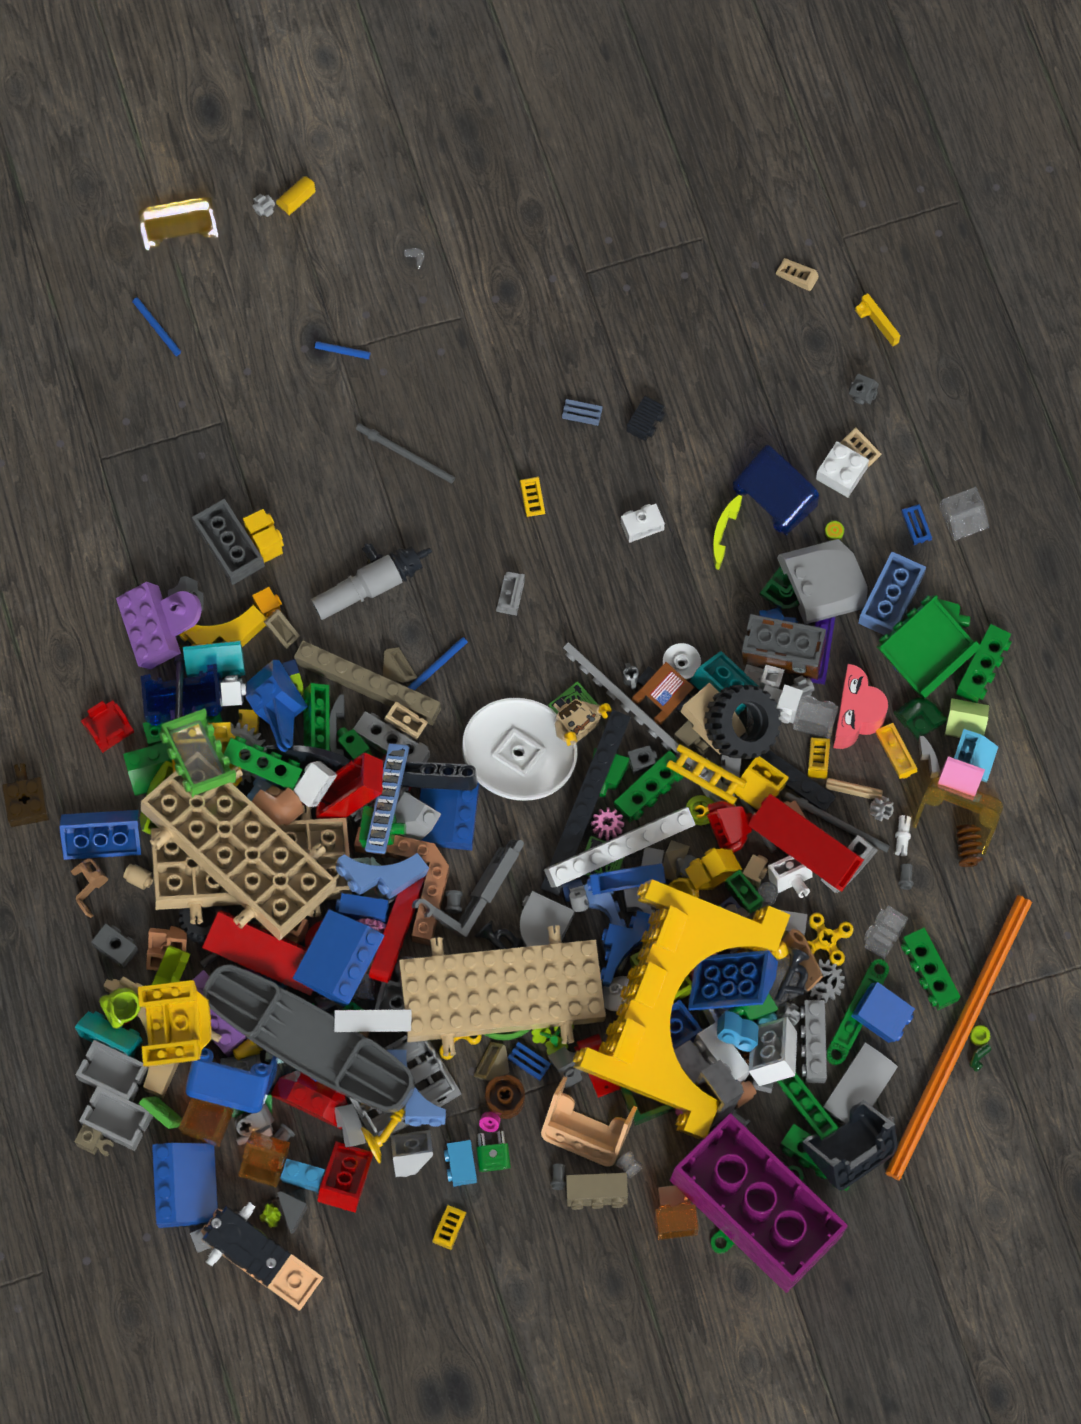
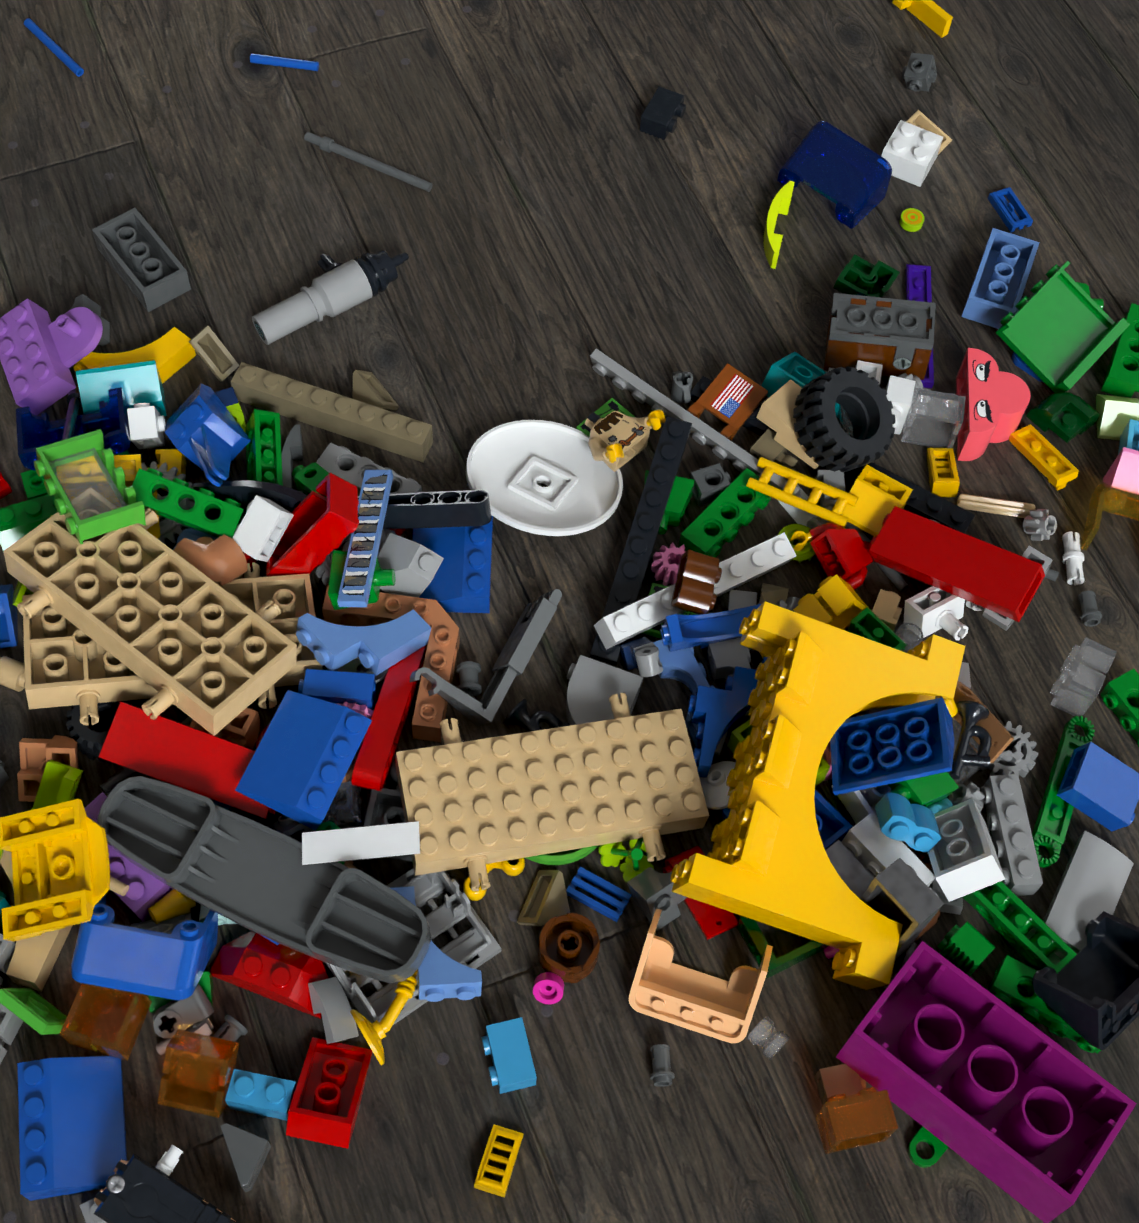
camera: 10 degrees left, 10 degrees down
(264, 535) = (189, 246): yellow piece -> none
(266, 602) = (191, 321): light orange brick -> none
(270, 1215) = (211, 1164): lime plant -> none
(405, 720) = (386, 450): tan brick -> none
(411, 1152) = (430, 1044): light grey slope -> none
(437, 664) = (431, 383): blue bar -> none
(493, 1156) = (557, 1041): green piece -> none
(511, 593) = (514, 303): light grey hinge -> none
(527, 482) = (526, 183): yellow slope -> none
(596, 1190) = (726, 1081): dark tan brick -> none
(597, 414) = (583, 112): sand blue tile -> none
(616, 847) = (696, 582): none -> reddish brown brick
(642, 522) = (673, 219): white brick -> none
(686, 654) = (749, 361): white dish -> none
(765, 1119) = (965, 948): none -> green brick
(825, 580) = (913, 265): light grey wedge -> none
(834, 935) = (1001, 692): yellow gear -> none
(927, 753) = (1085, 456): light grey slope -> none
(964, 513) = (1068, 190): clear slope -> none

